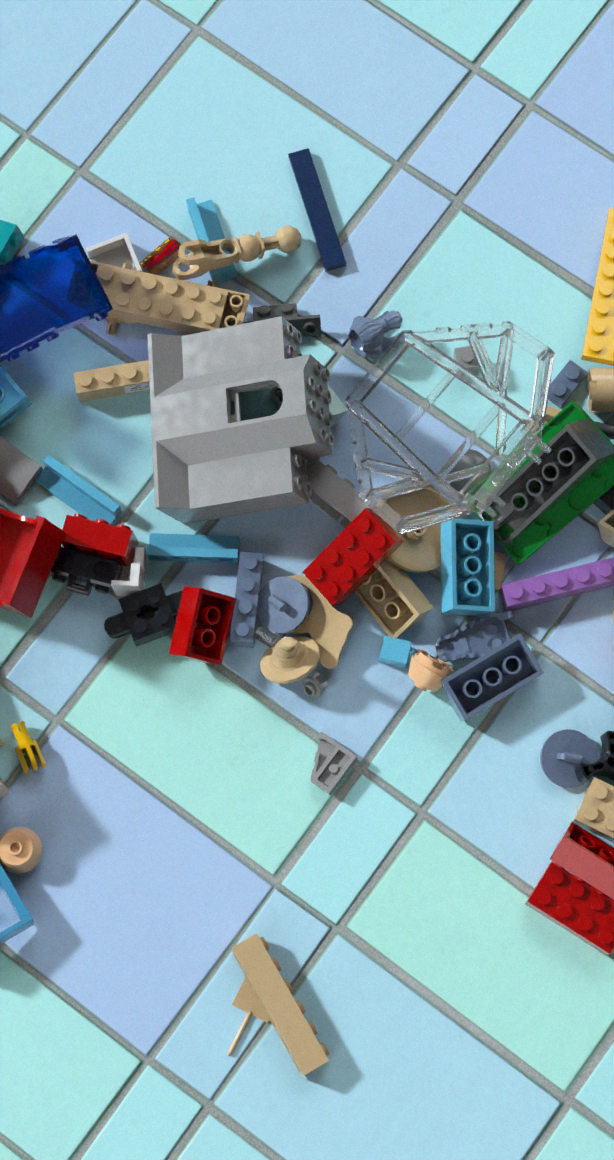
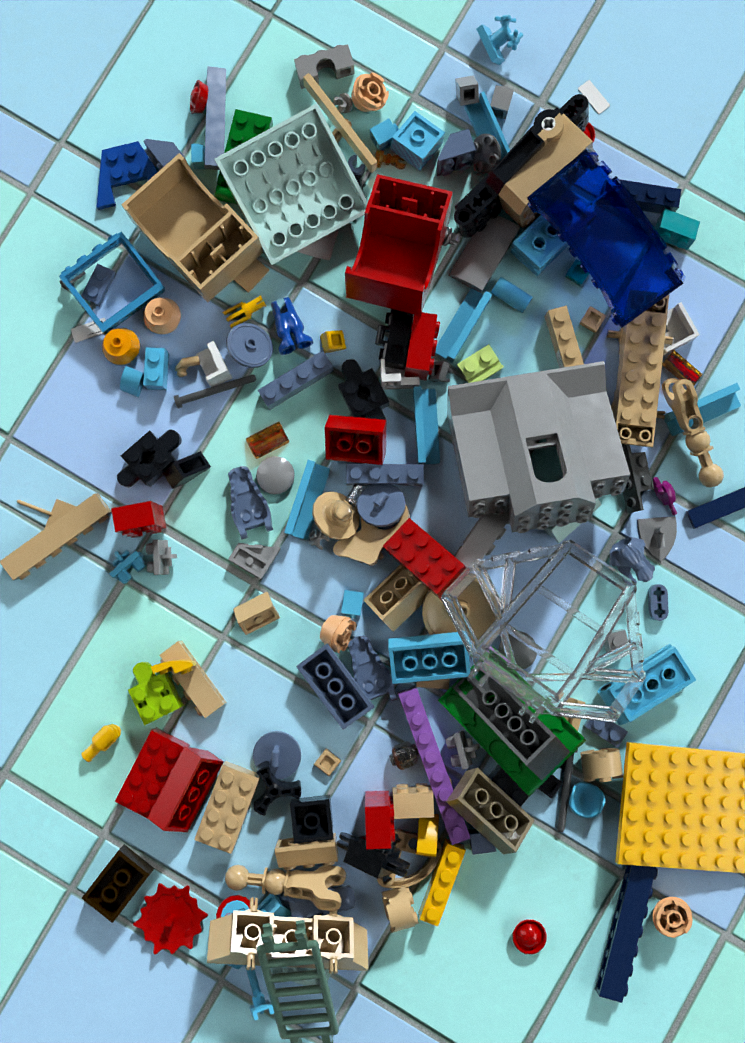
camera: 80 degrees right, 10 degrees up
(24, 949) = (86, 331): none -> white sticker
(34, 359) = (576, 273): none -> teal tile
(50, 434) = (511, 294): none -> medium azure pin
(50, 696) = (289, 323): none -> blue piece
(50, 904) = (120, 346): none -> light orange cone
(70, 744) = (249, 345): none -> sand blue shield
(77, 647) = (332, 341): none -> yellow slope
(82, 826) = (184, 363): none -> tan arm
(85, 861) = (156, 368): none -> medium azure brick
(88, 791) = (213, 365): none -> white panel
(91, 347) = (592, 319): none -> tan plate
(96, 893) = (132, 381): none -> medium azure brick
(121, 693) = (296, 380): none -> sand blue brick
(127, 837) = (213, 390): none -> dark grey bar
(129, 479) = (480, 365): none -> yellowish green plate
(134, 522) = (440, 371): none -> dark grey tile
(188, 736) = (267, 440): none -> clear orange slope
(195, 879) = (148, 458): none -> black brick
(214, 836) = (186, 469): none -> black slope
(232, 730) = (275, 475): none -> light grey dish
(265, 763) = (248, 505): none -> sand blue animal
(267, 695) = (310, 488): none -> medium azure panel
(269, 891) = (139, 518): none -> red brick
(303, 290) = (665, 493): none -> magenta hand
(320, 875) = (161, 555): none -> light grey hips
(331, 927) = (134, 560): none -> medium azure hips
(349, 302) = (658, 535): none -> light grey shield
(396, 767) = (256, 613): none -> tan panel
(426, 311) = (653, 603): none -> sand blue beam
(453, 857) = (182, 666): none -> yellow slope
(469, 850) = (196, 683): none -> tan brick
(483, 898) = (151, 693): none -> lime brick
(522, 314) = (661, 688): none -> medium azure hinge
(537, 969) = (102, 741): none -> yellow arm
(579, 609) = (404, 755): none -> clear smoke head
(581, 700) = (327, 762): none -> tan tile
(588, 543) = (465, 749): none -> light grey hips

